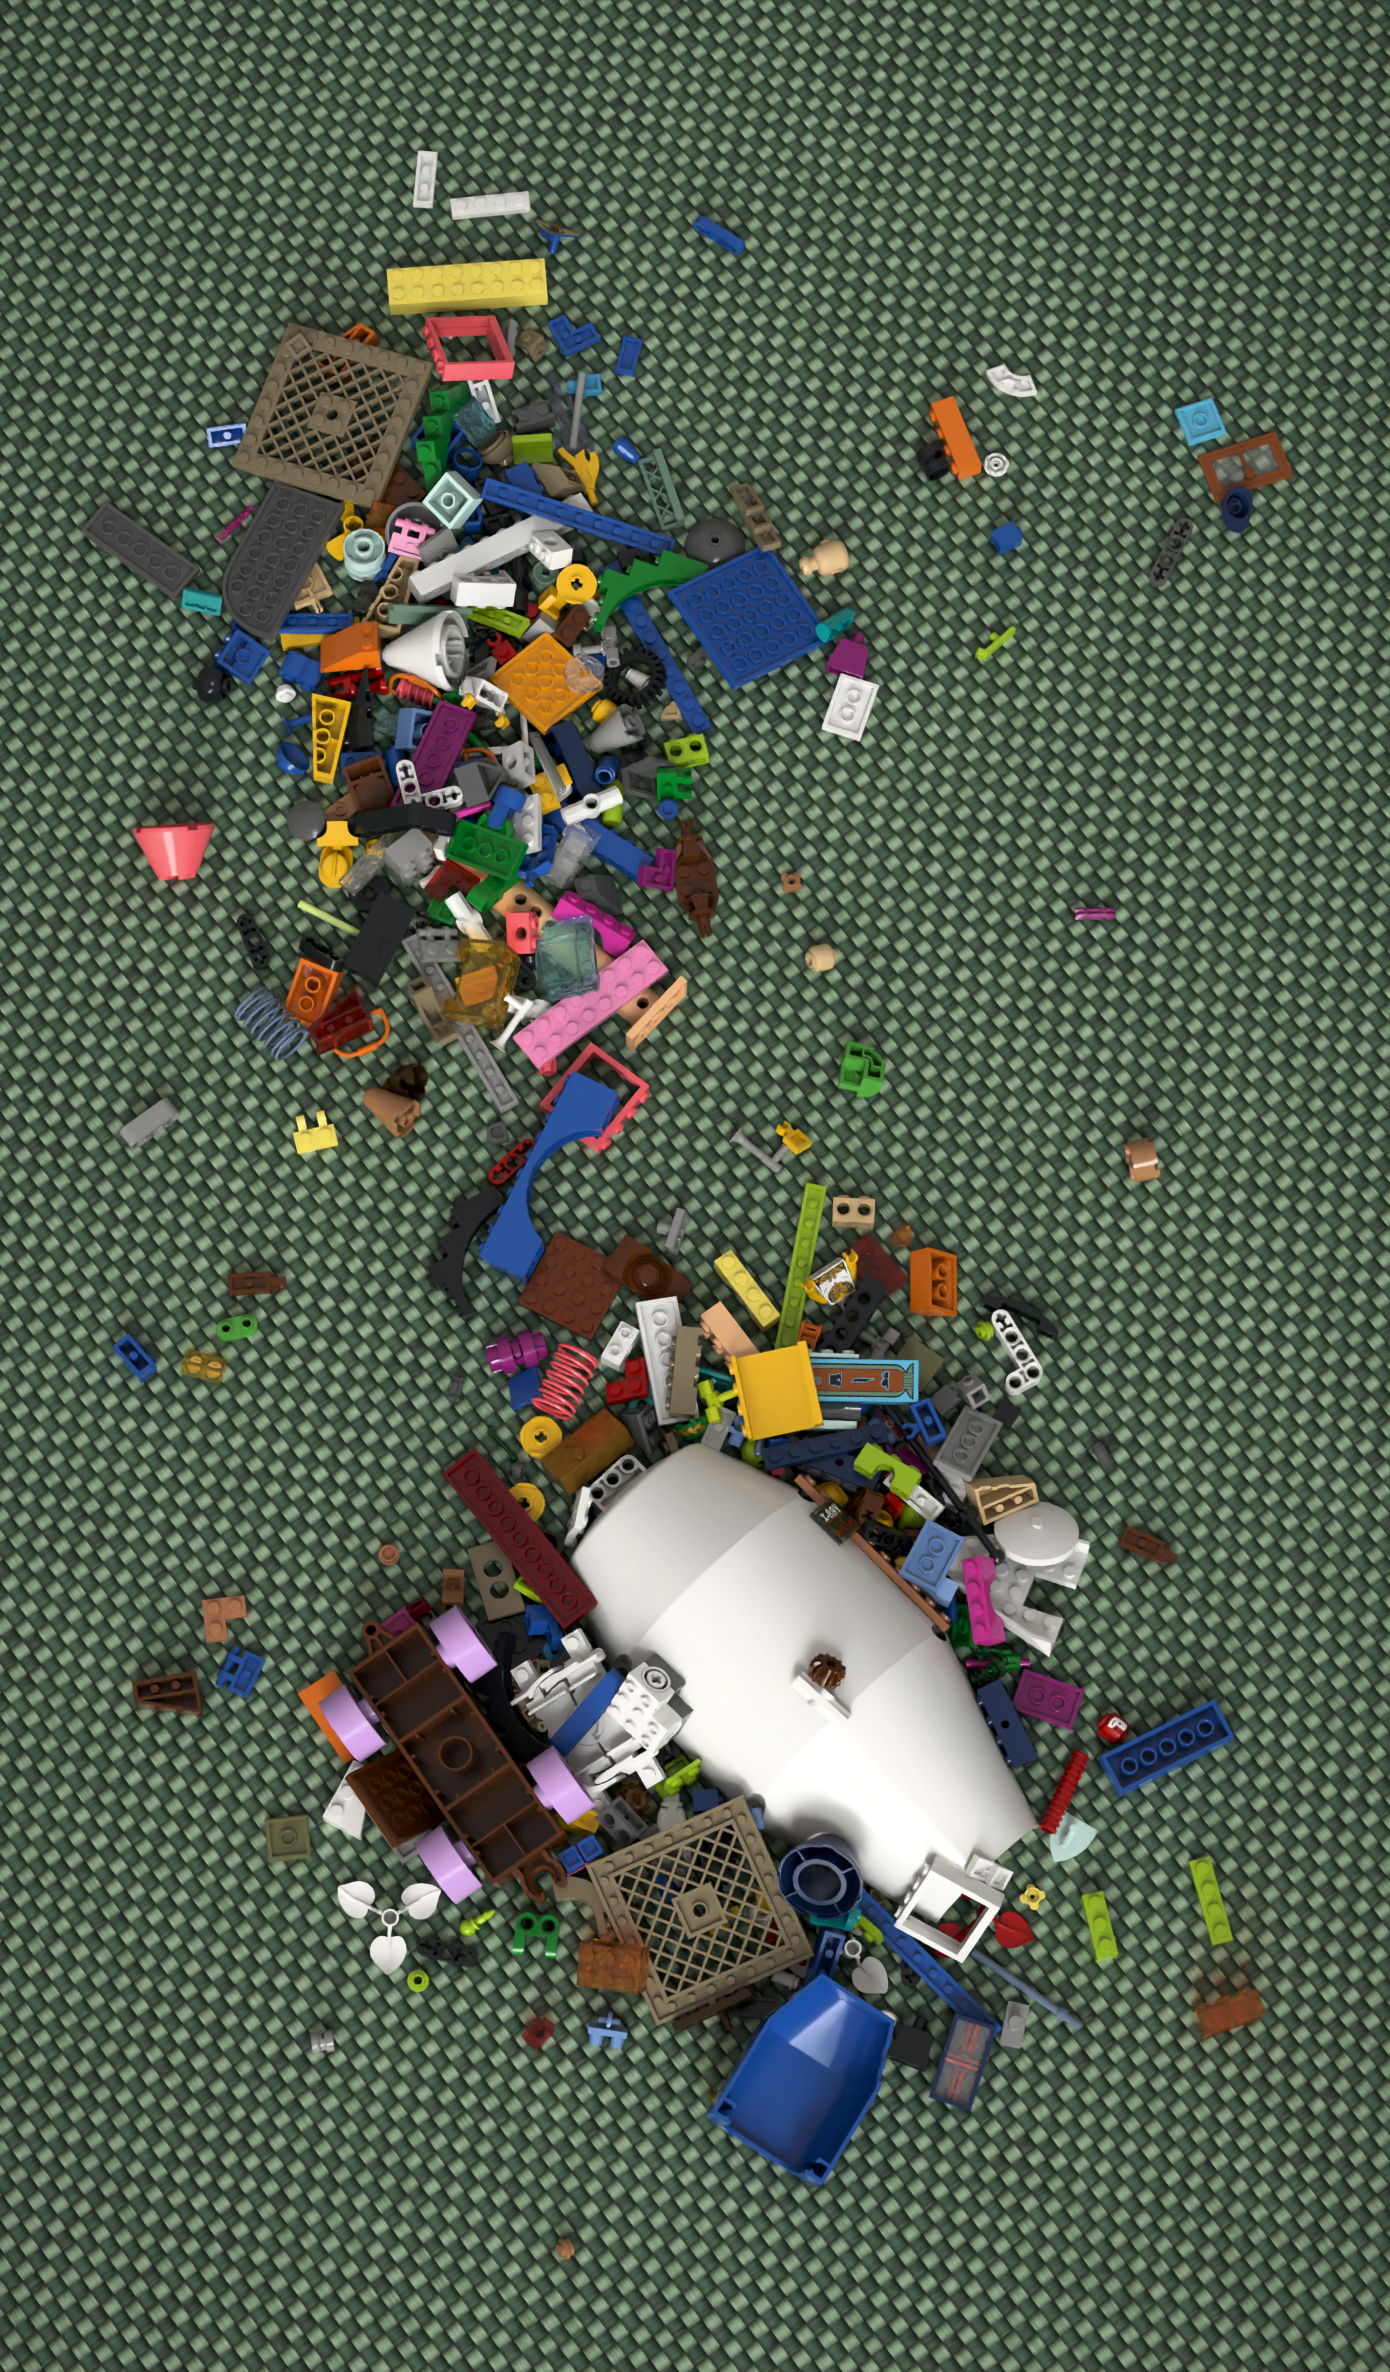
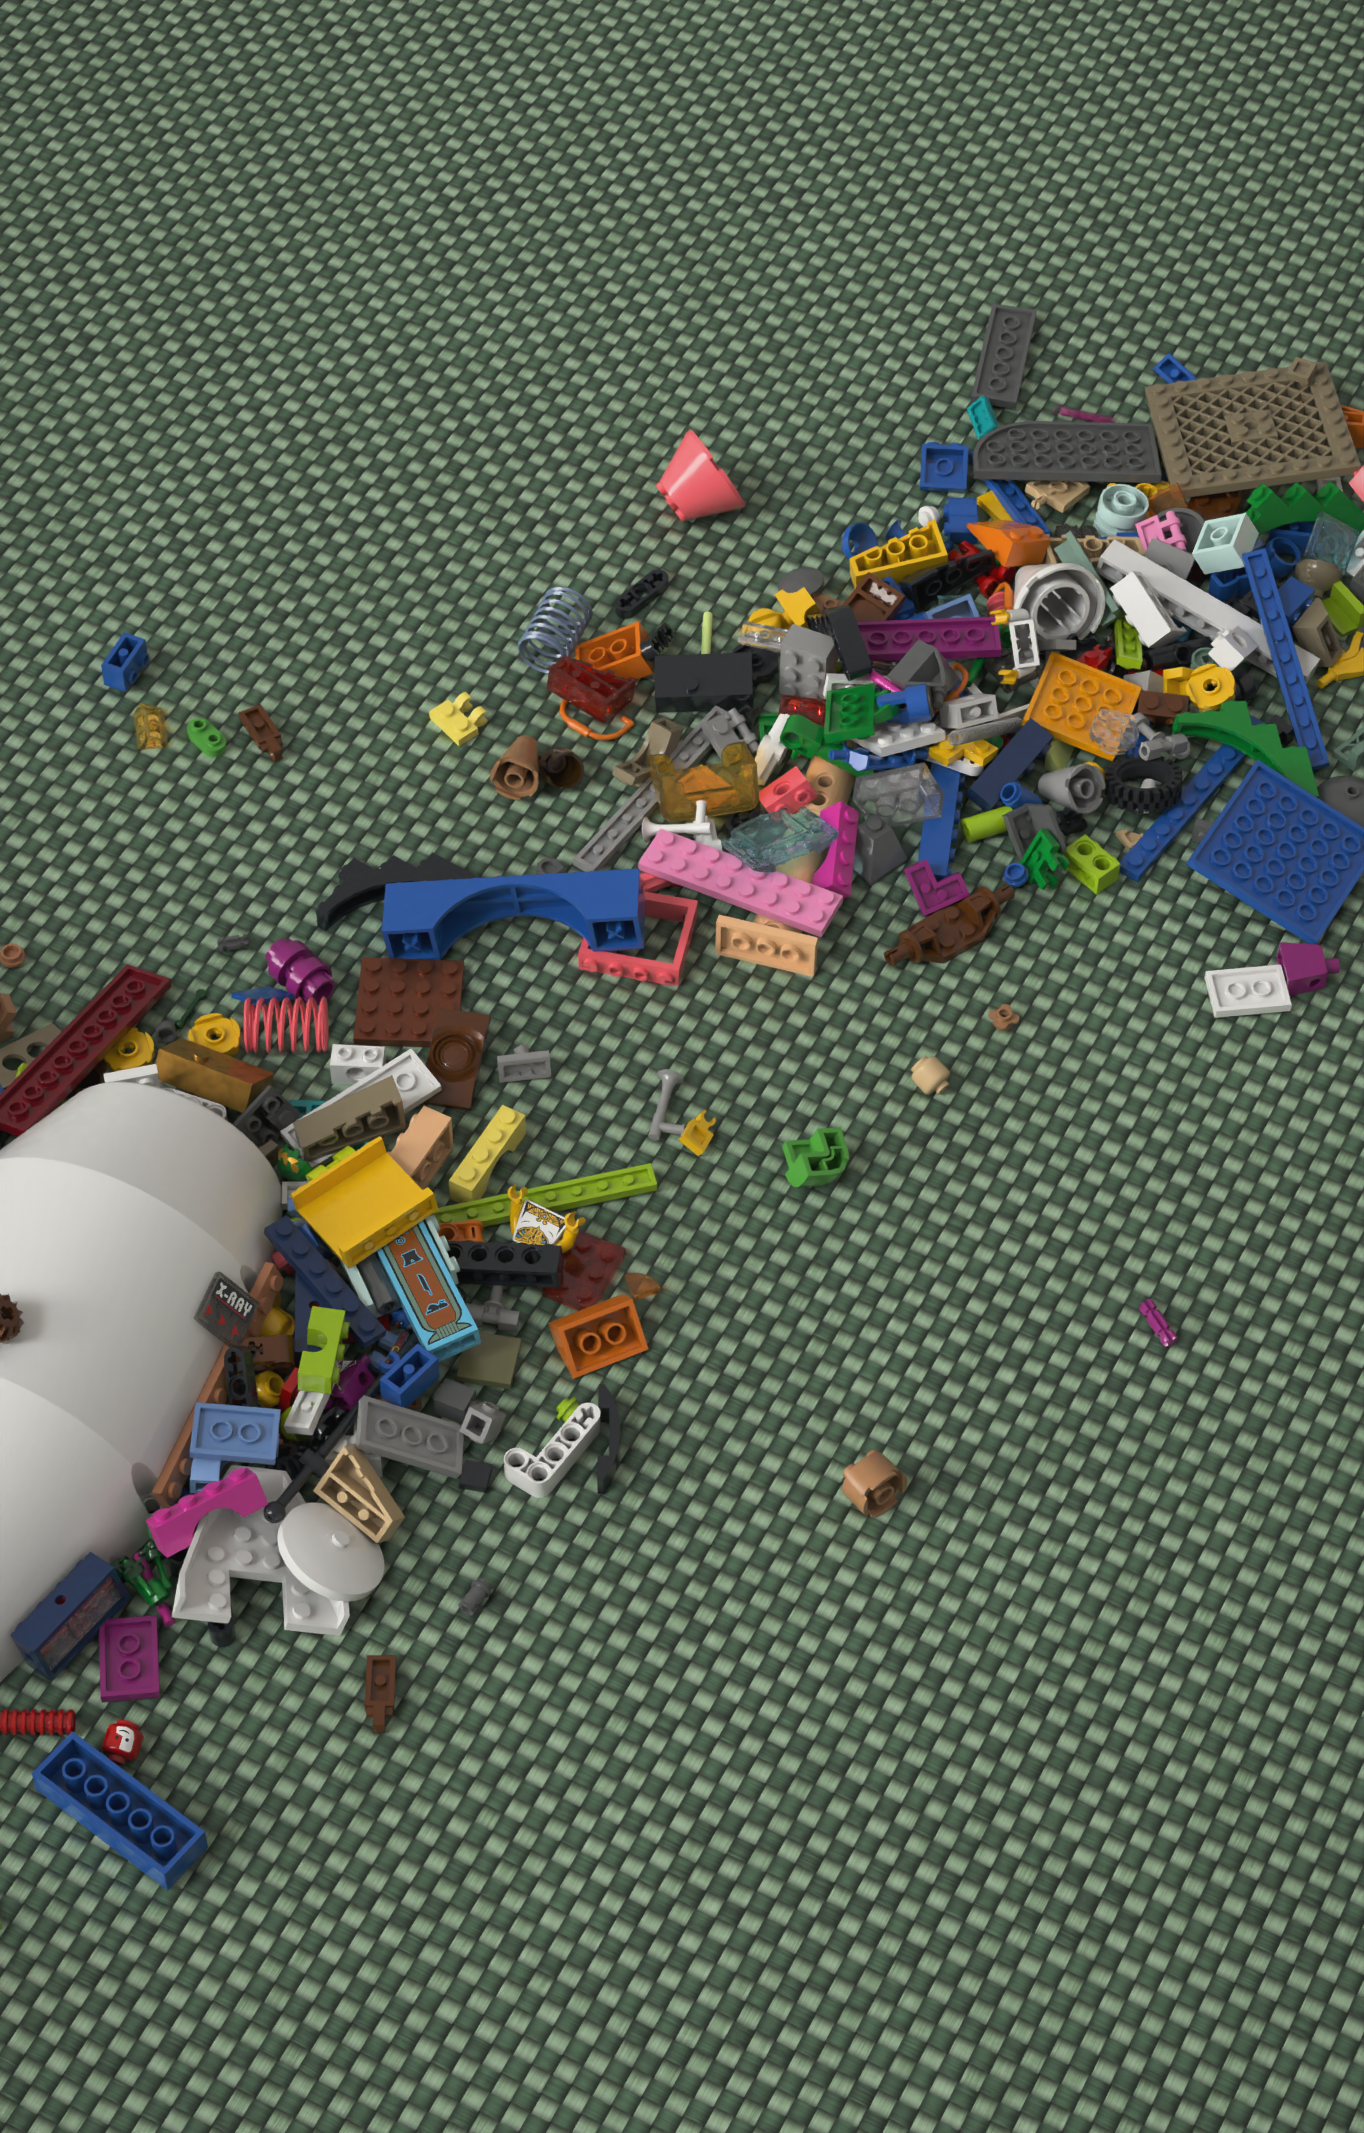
camera: 65 degrees right, 20 degrees down
(150, 1123) = (392, 584): light grey beam -> none
(212, 684) = (901, 454): black plant -> none
(417, 797) = (893, 619): white beam -> none
(603, 801) = (968, 794): white piece -> none
(633, 1387) = (312, 1092): red plate -> none
(835, 624) = (1332, 935): teal brick -> none
(853, 1218) = (637, 1224): tan brick -> none

